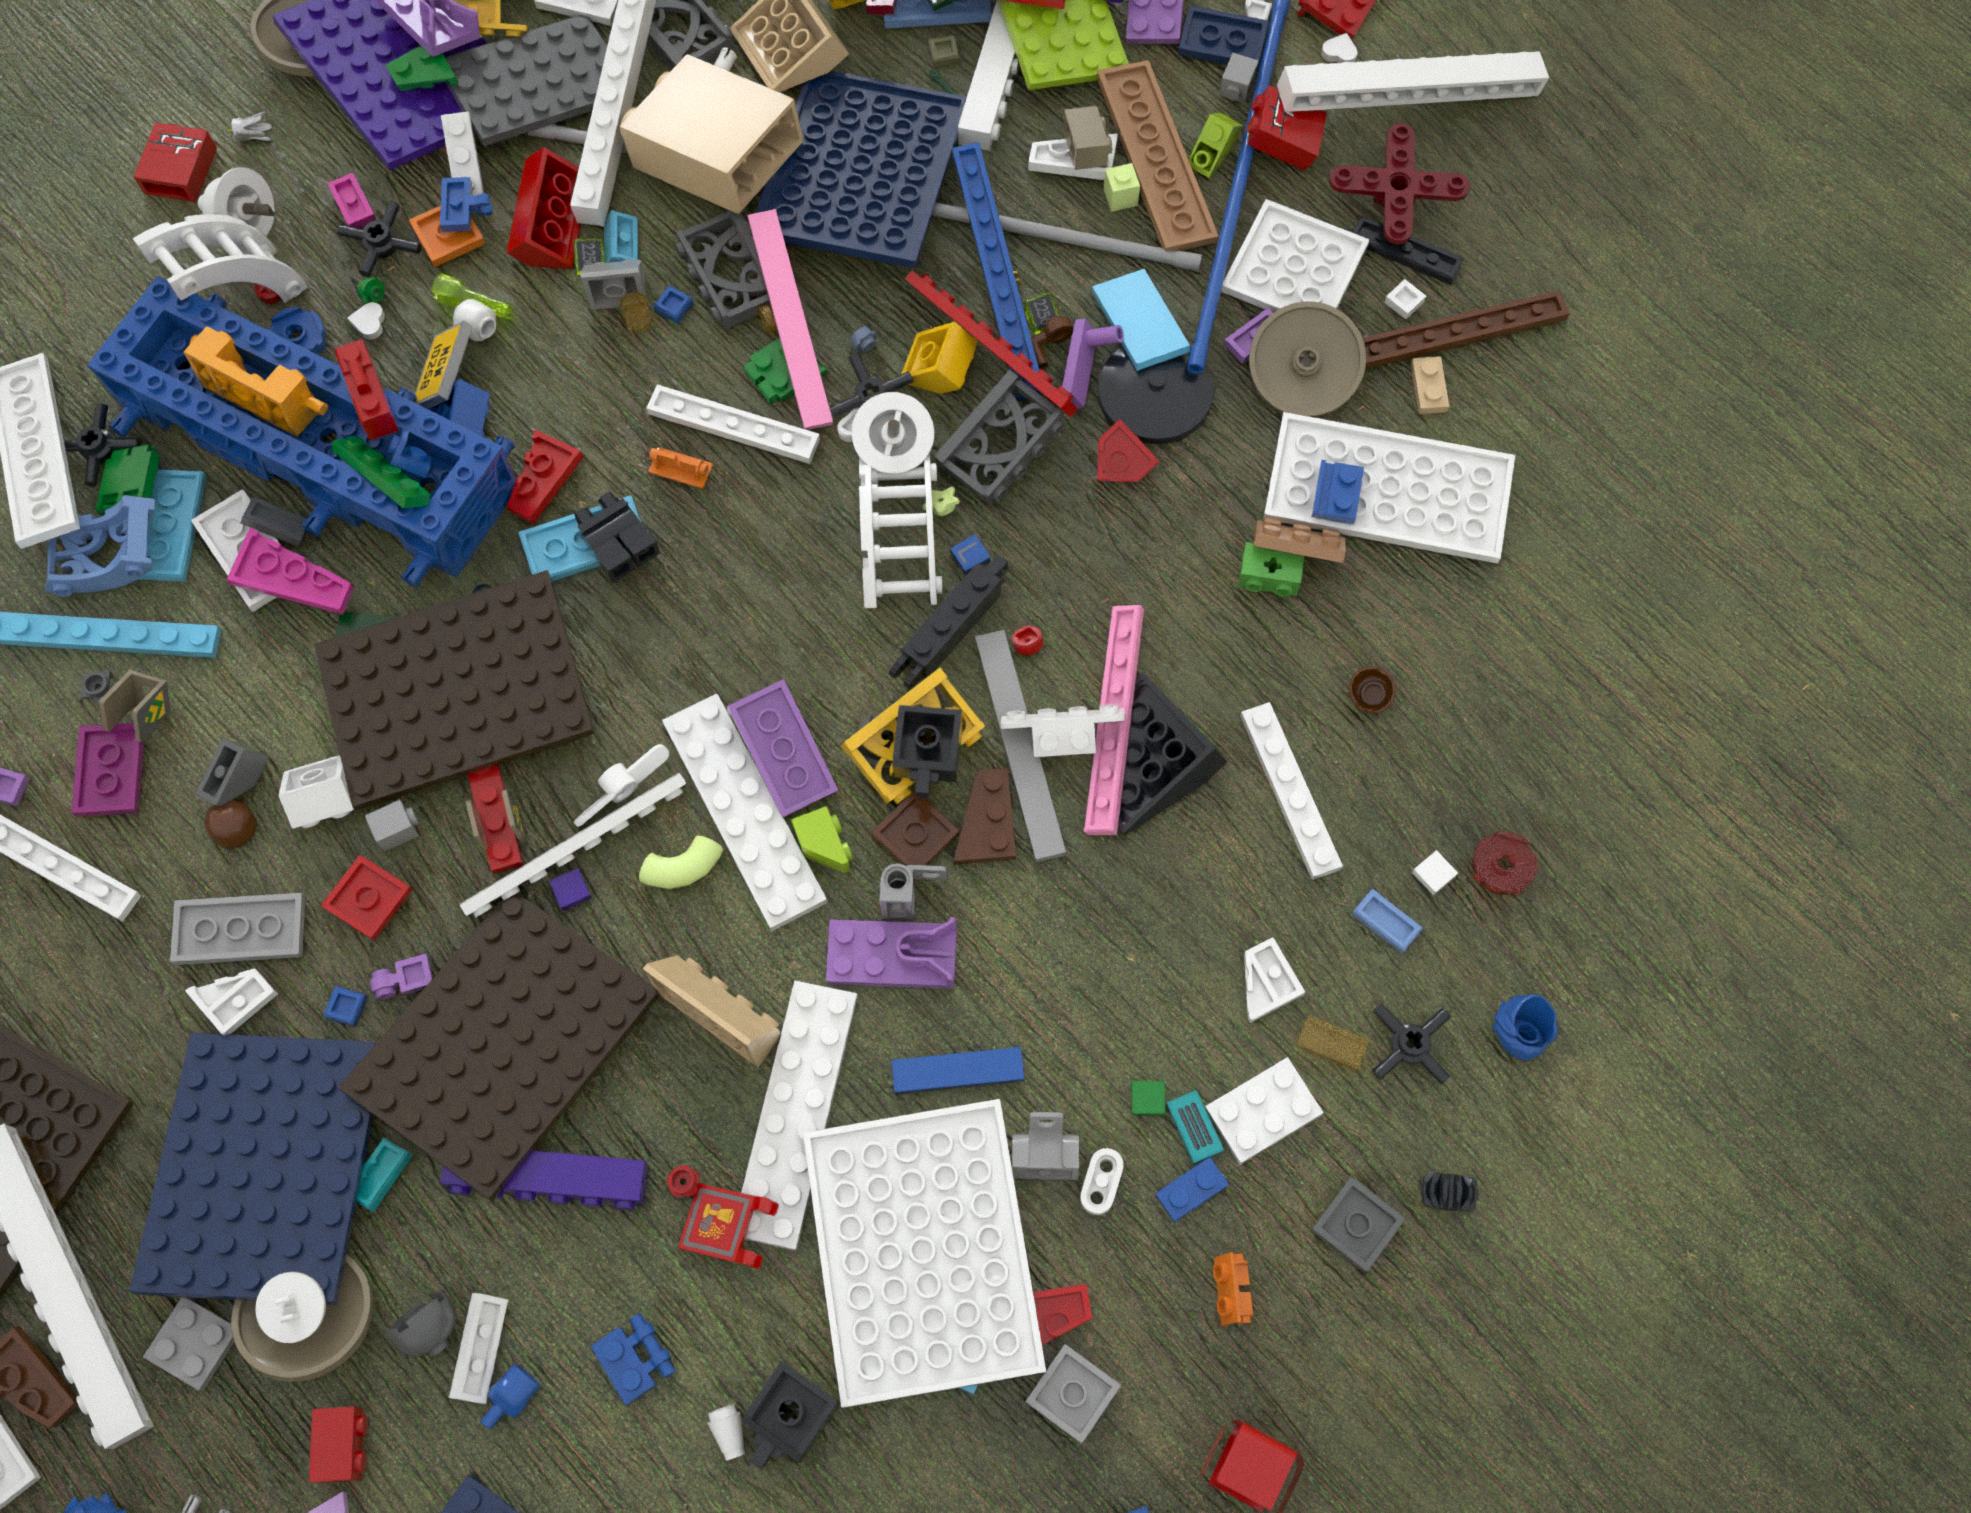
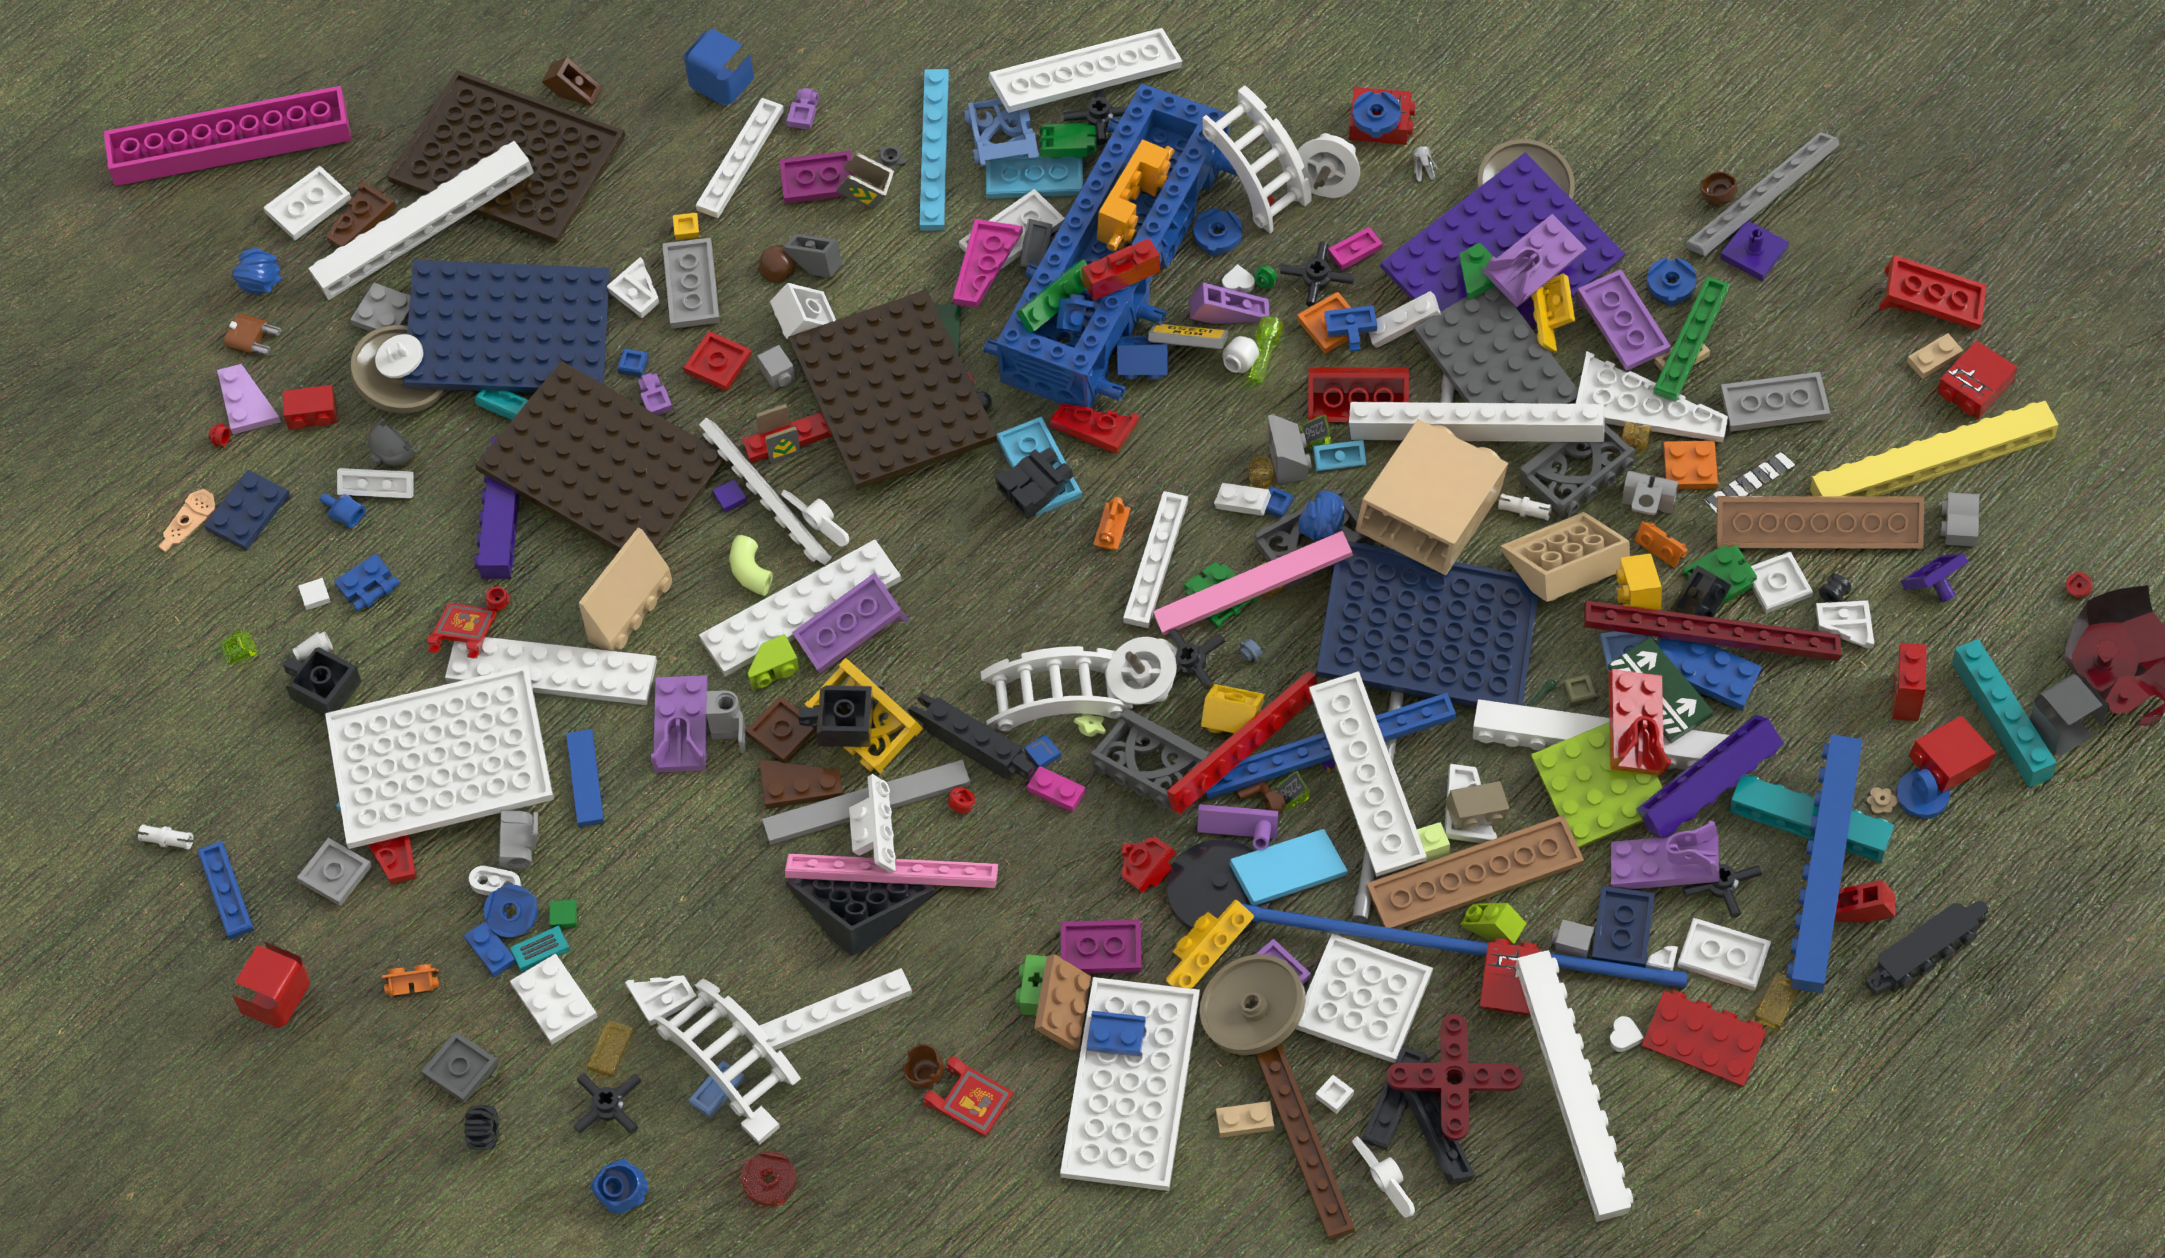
camera: 90 degrees right, 10 degrees down
(147, 933) = (686, 226): none -> yellow plate
(184, 165) = (1373, 124): none -> blue plate
(404, 331) = (1224, 306): none -> medium lavender slope
(640, 1433) = (314, 594): none -> white tile
(667, 333) = (1242, 499): none -> white plate
(720, 240) = (1322, 516): none -> blue hair
(1020, 542) = (1056, 789): none -> dark pink plate
(1042, 227) = (1367, 774): none -> white plate
(1131, 1161) = (524, 903): none -> blue plate
(1223, 506) = (1102, 945): none -> magenta plate
(1230, 401) = (1207, 943): none -> yellow bracket
(1330, 874) = (742, 1025): none -> white fence
(1405, 646) = (973, 1099): none -> red flag
(1447, 212) = (1447, 1152): none -> black plate
(1500, 259) = (1387, 1177): none -> white piece

